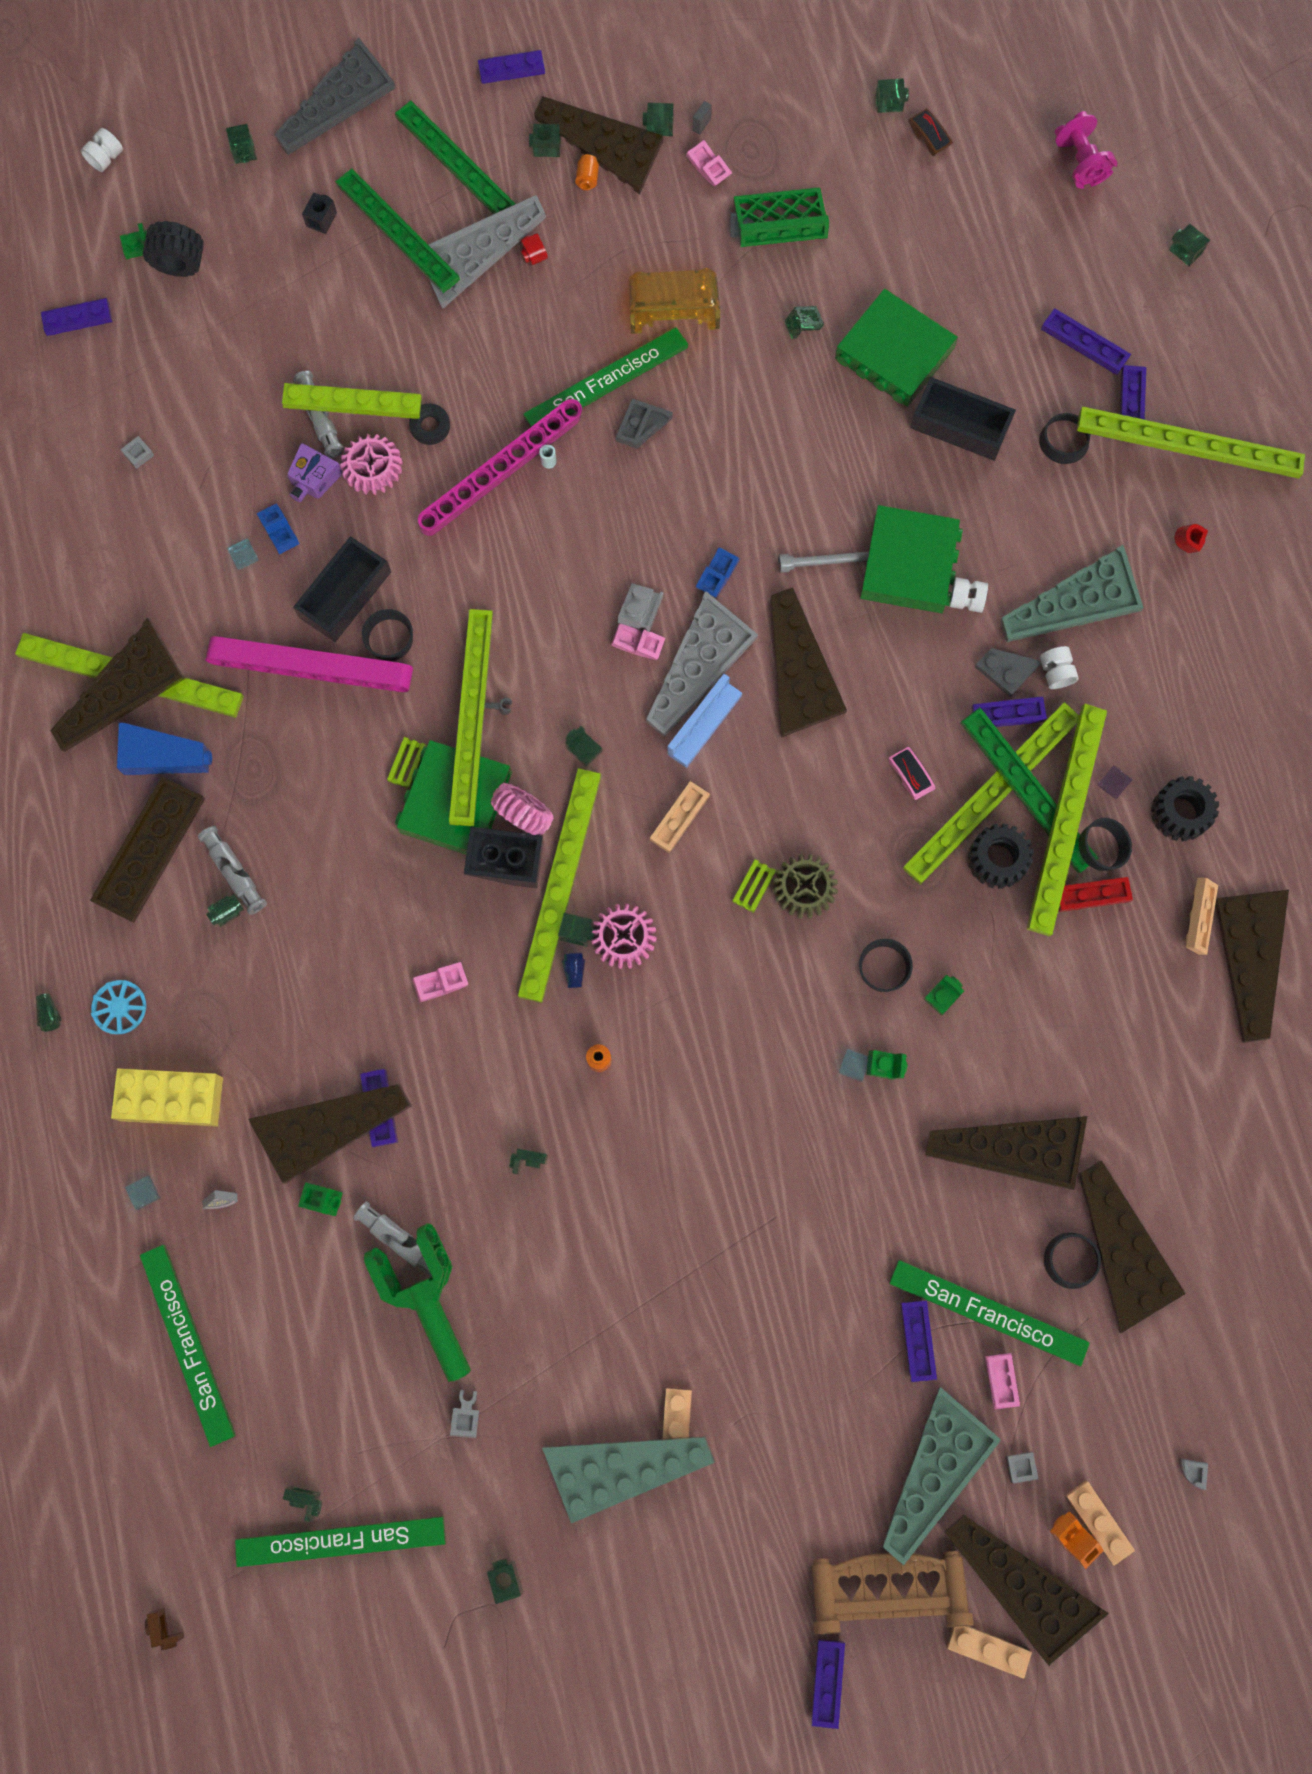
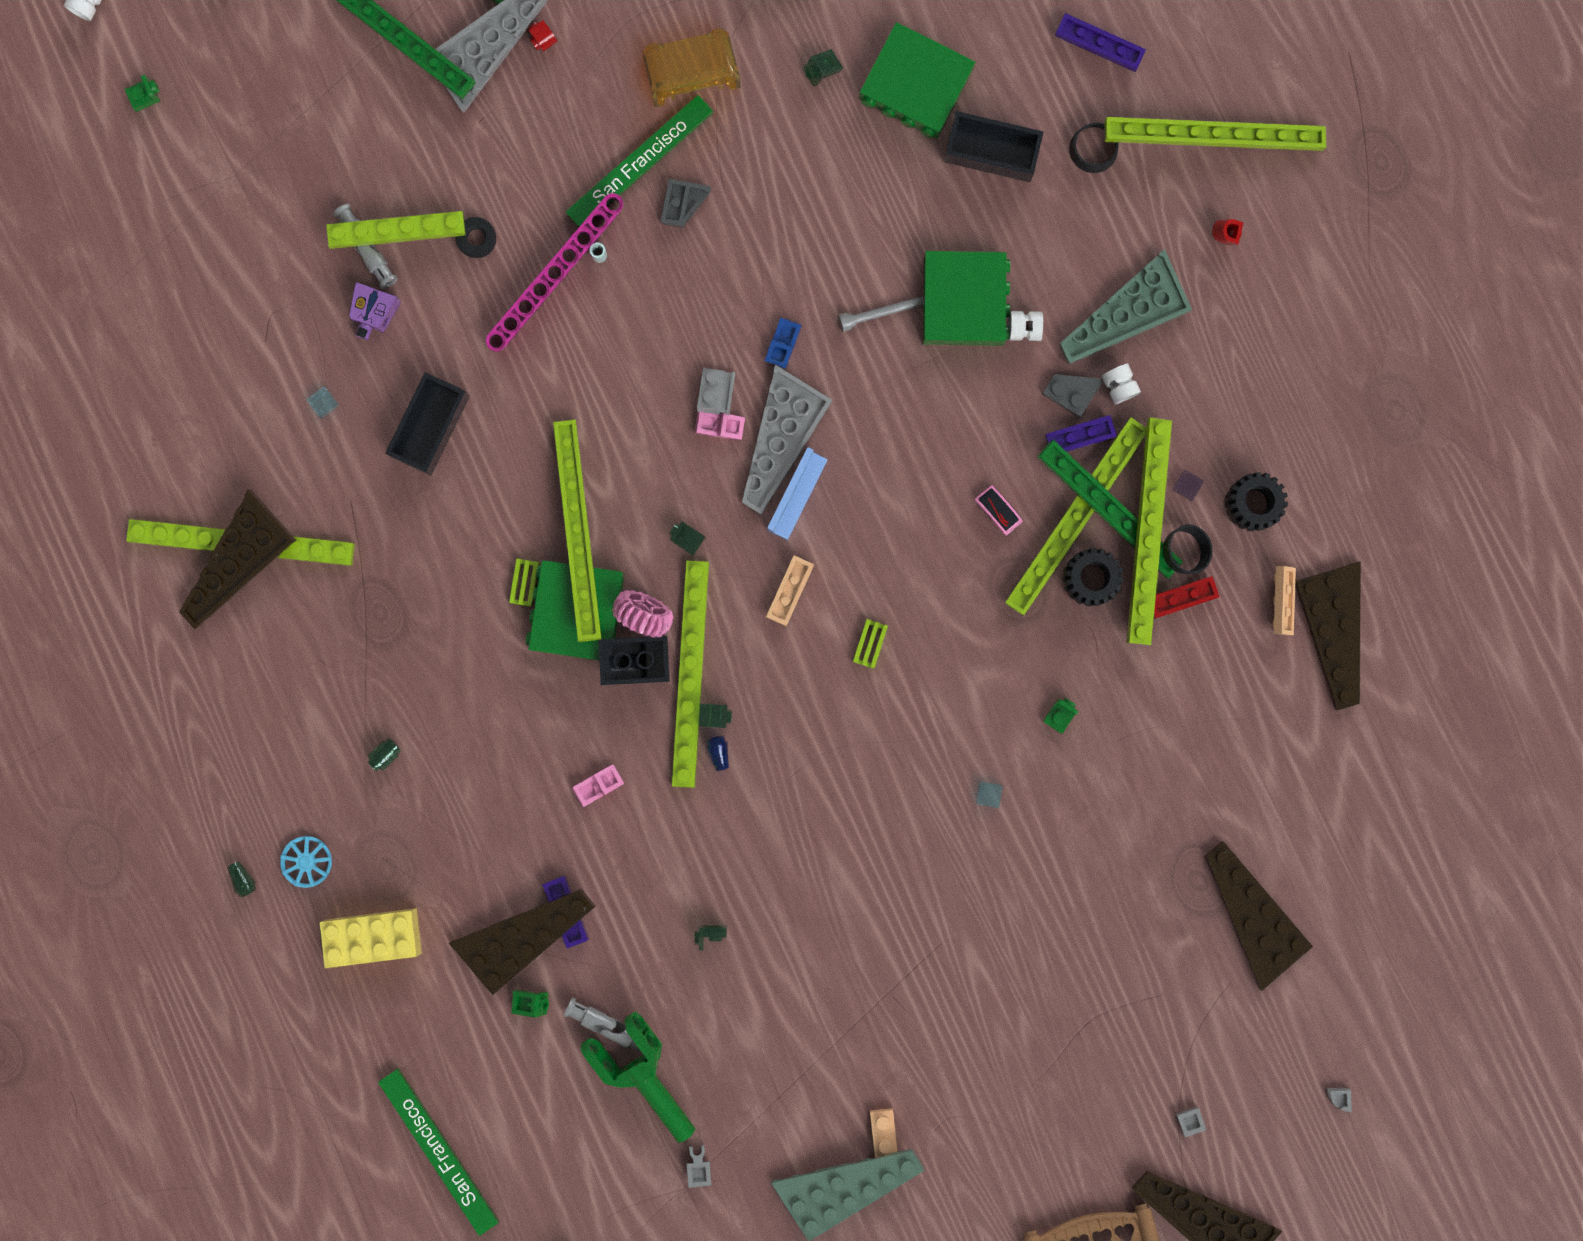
camera: 15 degrees left, 10 degrees up
(76, 317) = (101, 183): dark purple plate -> none
(137, 452) = (195, 315): light grey tile -> none
(142, 1192) = (367, 1025): clear light blue tile -> none
(147, 849) = (298, 709): dark brown plate -> none
(154, 752) = (286, 615): blue slope -> none
(173, 248) = (183, 99): black tyre -> none
(219, 1199) = (438, 1020): light grey tile -> none
(234, 872) = (385, 718): light grey piece -> none
(278, 528) = (351, 370): blue slope -> none
(309, 664) = (411, 503): dark pink beam -> none
(319, 220) = (320, 40): black brick -> none
(359, 458) = (437, 288): bright pink gear -> none
(379, 616) = (463, 448): black tyre -> none
(498, 706) = (600, 511): dark grey hand -> none
(599, 1066) = (760, 825): orange brick -> none
(639, 950) = (748, 730): bright pink gear -> none
(803, 678) = (881, 432): dark brown wing -> none
(812, 894) = (928, 621): olive gear -> none
(886, 1065) = (1018, 790): green bracket -> none
(896, 946) = (1024, 693): black tyre -> none
(918, 1341) = (1085, 1030): dark purple plate -> none
(943, 1464) = (1122, 1132): sand green wing -> none
(989, 1313) = (1142, 994): green tile -> none
(1002, 1381) = (1163, 1051): bright pink plate -> none
(1026, 1150) = (1157, 844): dark brown wing -> none
(1048, 1262) = (1189, 928): black tyre -> none
(1076, 1539) = (1246, 1175): orange brick -> none
(1100, 1523) = (1264, 1156): light nougat plate -> none
(1133, 391) = (1153, 90): dark purple plate -> none

